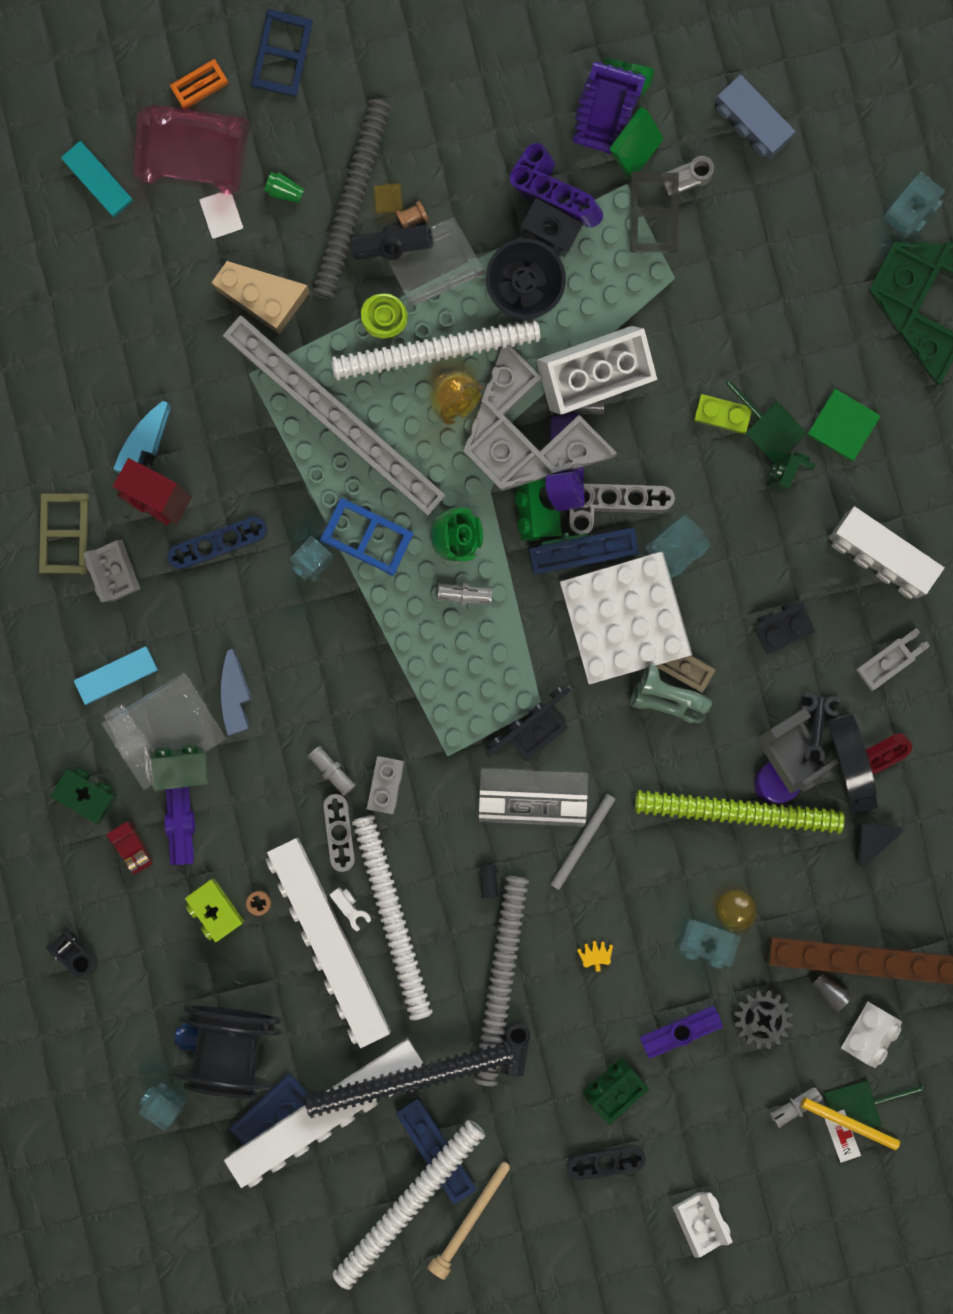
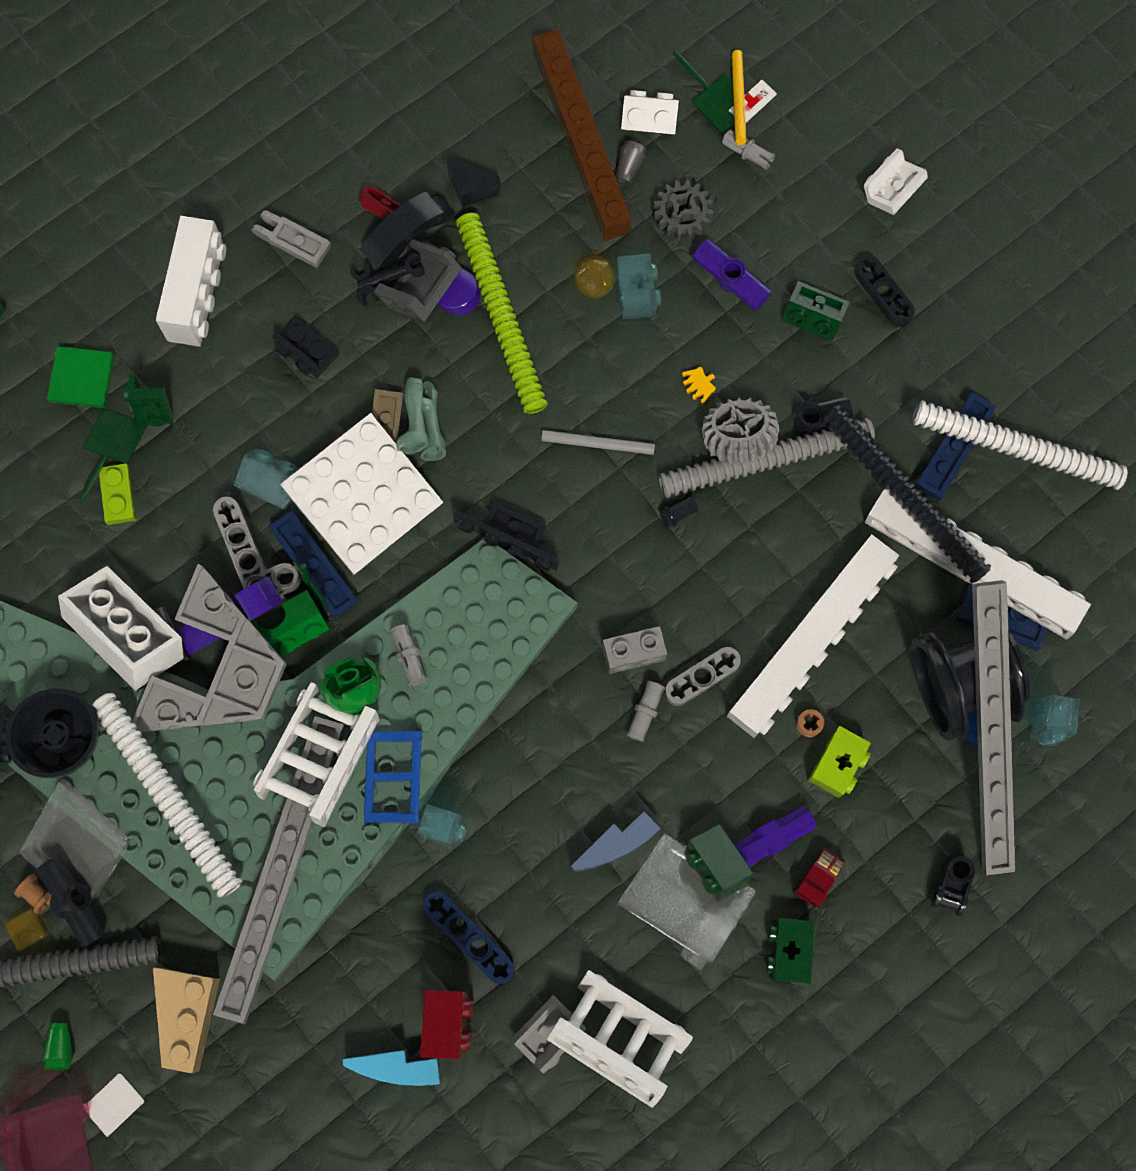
camera: 125 degrees left, 10 degrees down
(45, 533) = (485, 1107): olive window -> none
(79, 600) = (603, 1060): none -> white fence
(116, 675) = (654, 979): medium azure tile -> none
(175, 1045) = (994, 726): none -> light grey plate
(345, 902) = (766, 638): white plate -> none
(383, 315) = (152, 865): lime piece -> none
(384, 487) = (334, 777): none -> white fence
(392, 918) = (758, 587): white piece -> none
(440, 1265) = (1055, 394): tan piece -> none
(455, 395) = (205, 753): clear yellow cylinder -> none
(528, 952) = (740, 430): none -> light grey gear
(533, 797) = (577, 507): clear slope -> none

